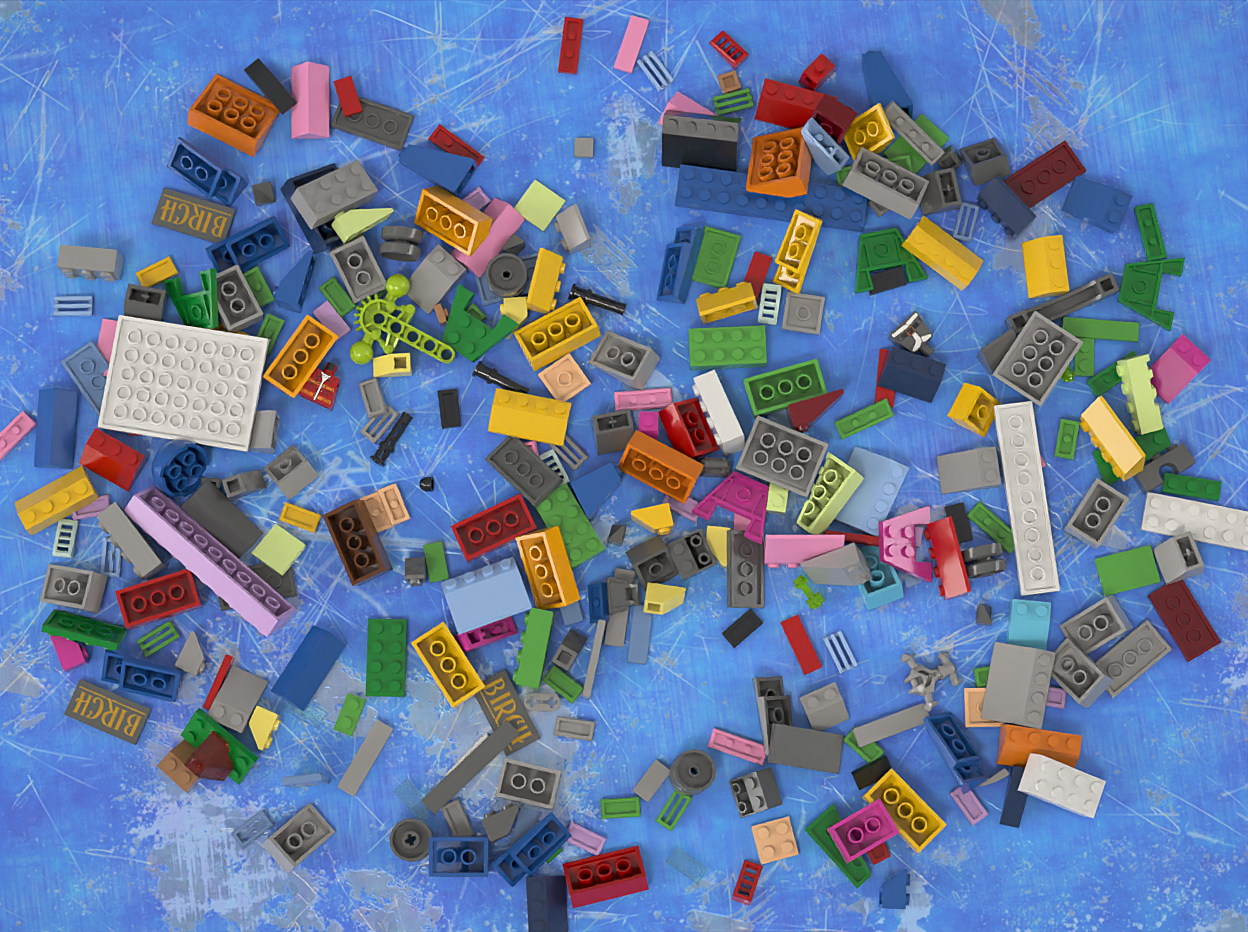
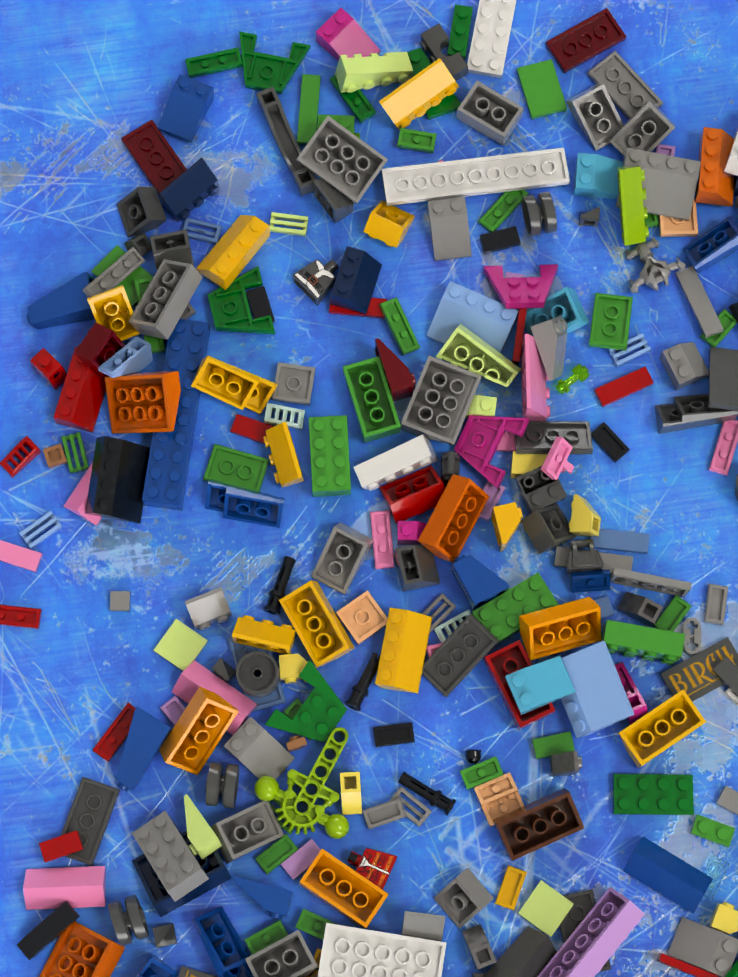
camera: 90 degrees left, 5 degrees down
(276, 158) = (128, 920): none -> dark grey wheel
(409, 491) = (481, 773): none -> bright green plate
(489, 543) = (539, 684): none -> medium azure slope
(616, 535) = (520, 563): dark grey slope -> none
(718, 569) = (557, 459): none -> bright pink plate
(869, 633) = (610, 321): none -> bright green tile
(947, 558) = (537, 247): red slope -> none
(976, 293) = (287, 223): none -> yellowish green tile
(991, 654) = (631, 204): none -> lime slope
(1045, 267) = (247, 156): yellow slope -> none
(1179, 558) = (530, 40): light grey slope -> none

